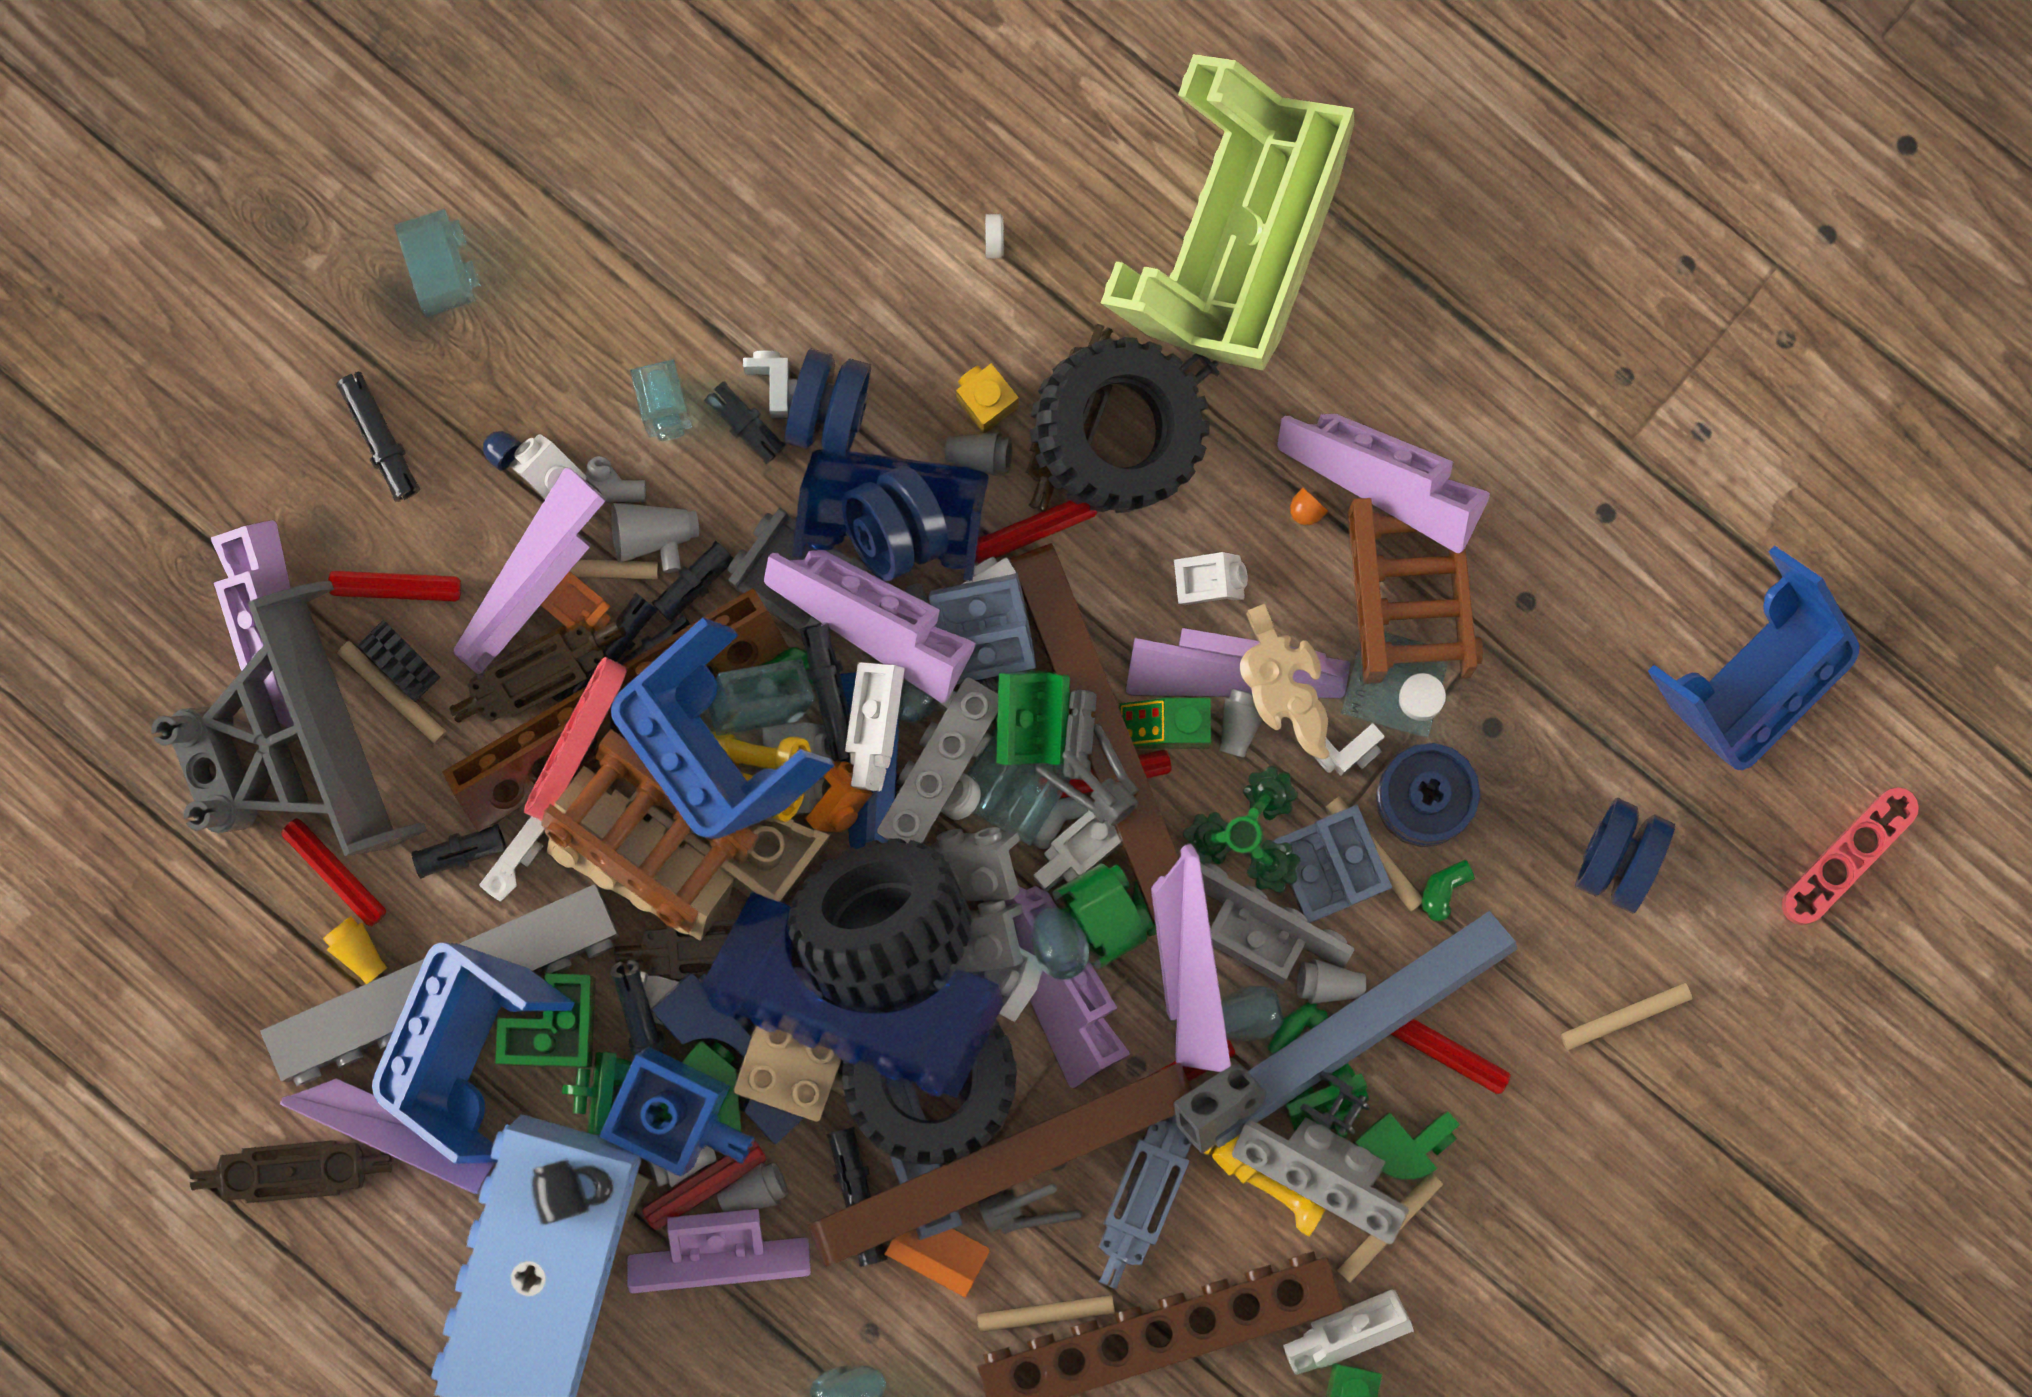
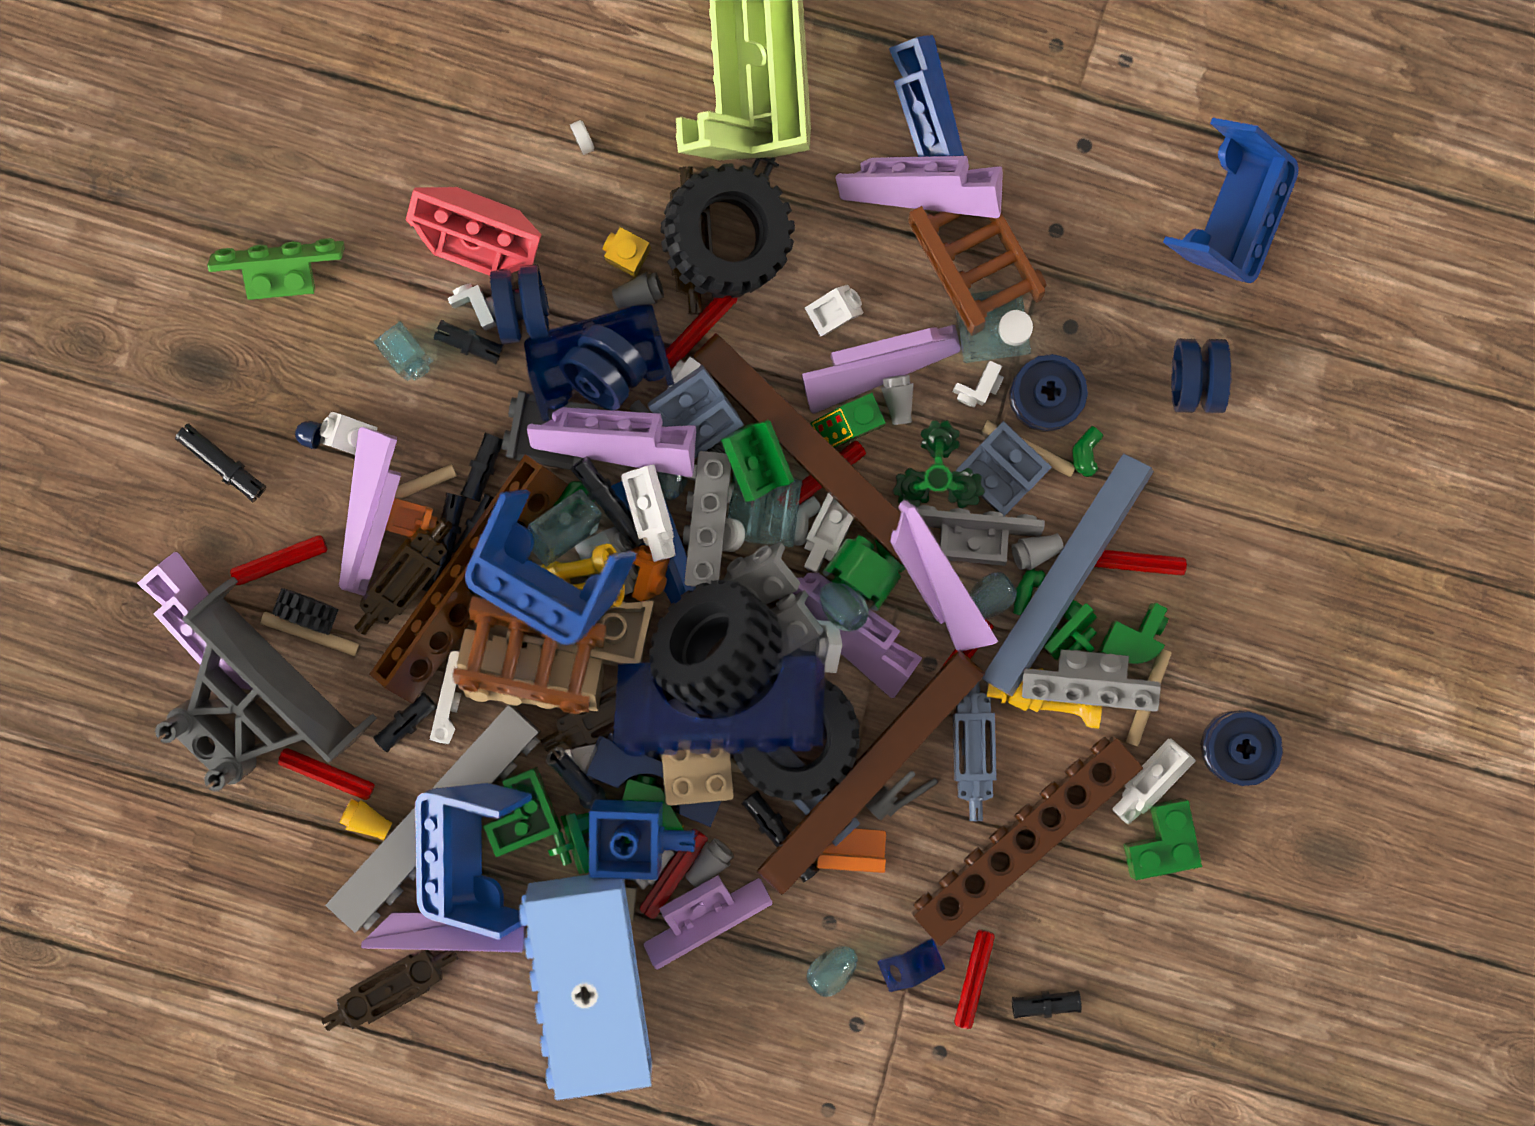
camera: 25 degrees left, 5 degrees up
(436, 262) = (205, 324): clear light blue brick -> none
(552, 234) = (277, 269): none -> bright green bracket
(560, 1193) = (581, 930): black piece -> none
(576, 737) = (450, 612): coral beam -> none
(610, 485) = (396, 426): light grey arm -> none
(647, 529) = (436, 444): light grey piece -> none
(811, 289) = (472, 229): none -> coral wedge
(1045, 1313) = (942, 857): tan bar -> none
(1080, 730) = (794, 457): dark grey axle -> none
(1112, 799) = (836, 492): dark grey plant -> none
(1217, 1106) = (999, 669): dark grey leg -> none
(1269, 673) = (904, 356): tan piece -> none
(1306, 508) = (879, 232): orange hinge -> none
(1345, 1093) = (1081, 622): black piece -> none
(1435, 371) = (926, 98): none -> blue wedge
(1504, 1344) = (1261, 751): none -> dark blue wheel
(1626, 1016) = (1246, 484): tan bar -> none
(1847, 853) = (1355, 310): coral beam -> none

